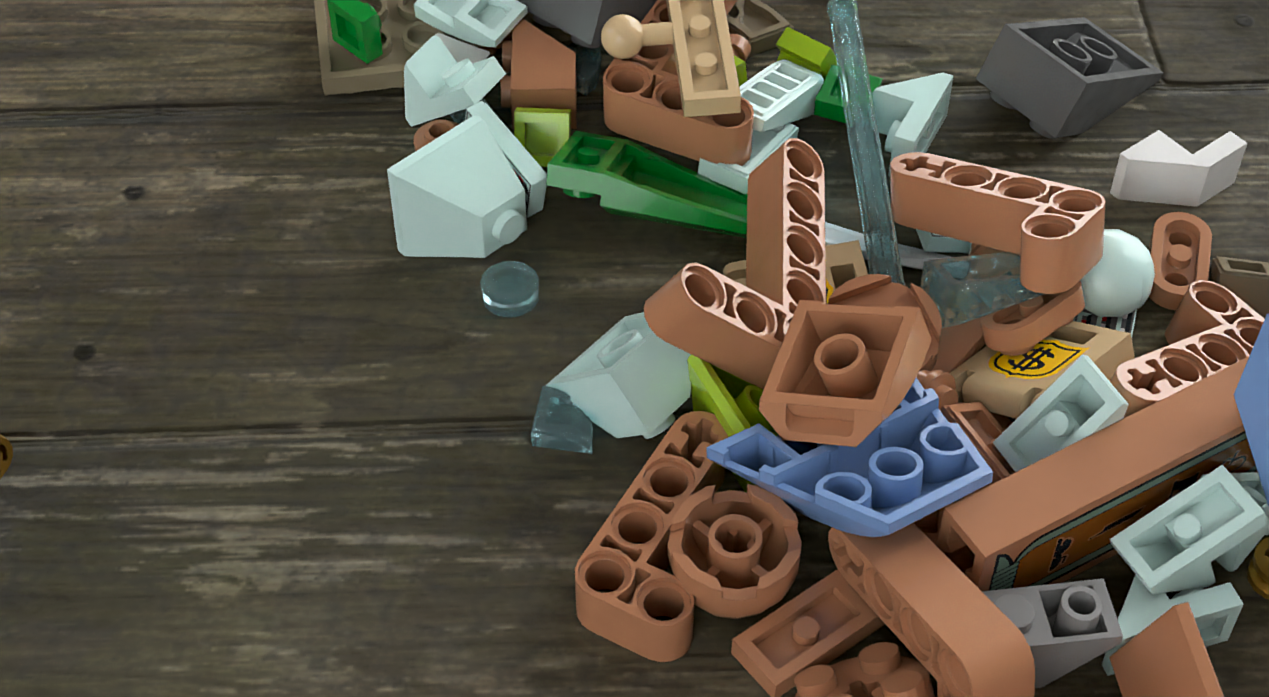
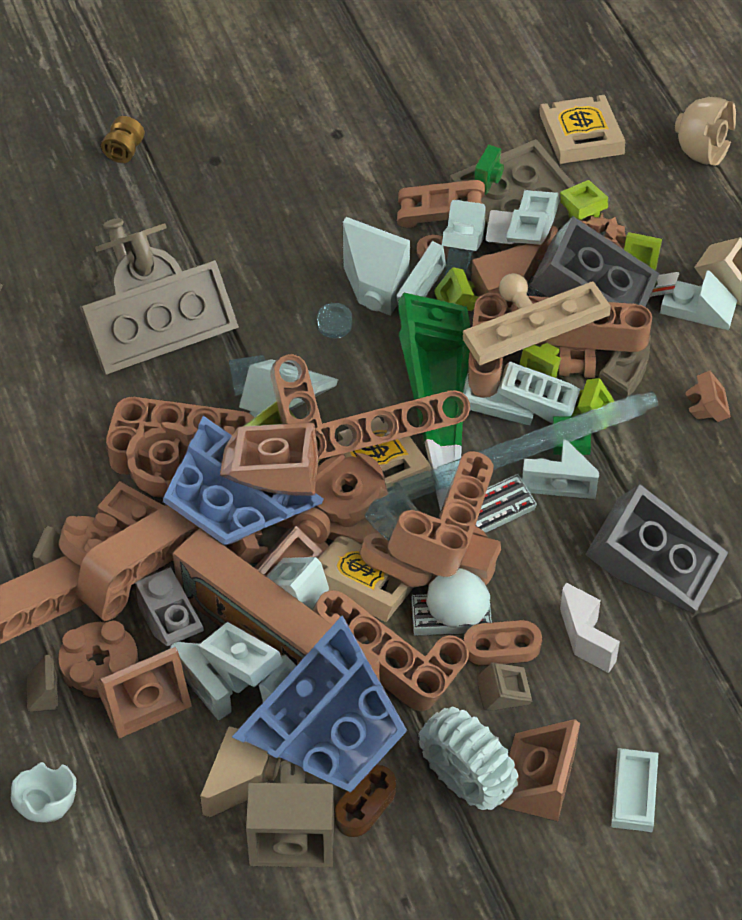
camera: 70 degrees right, 5 degrees up
(367, 100) = (435, 201): none -> nougat plate
(382, 463) = (156, 310): none -> dark tan plate

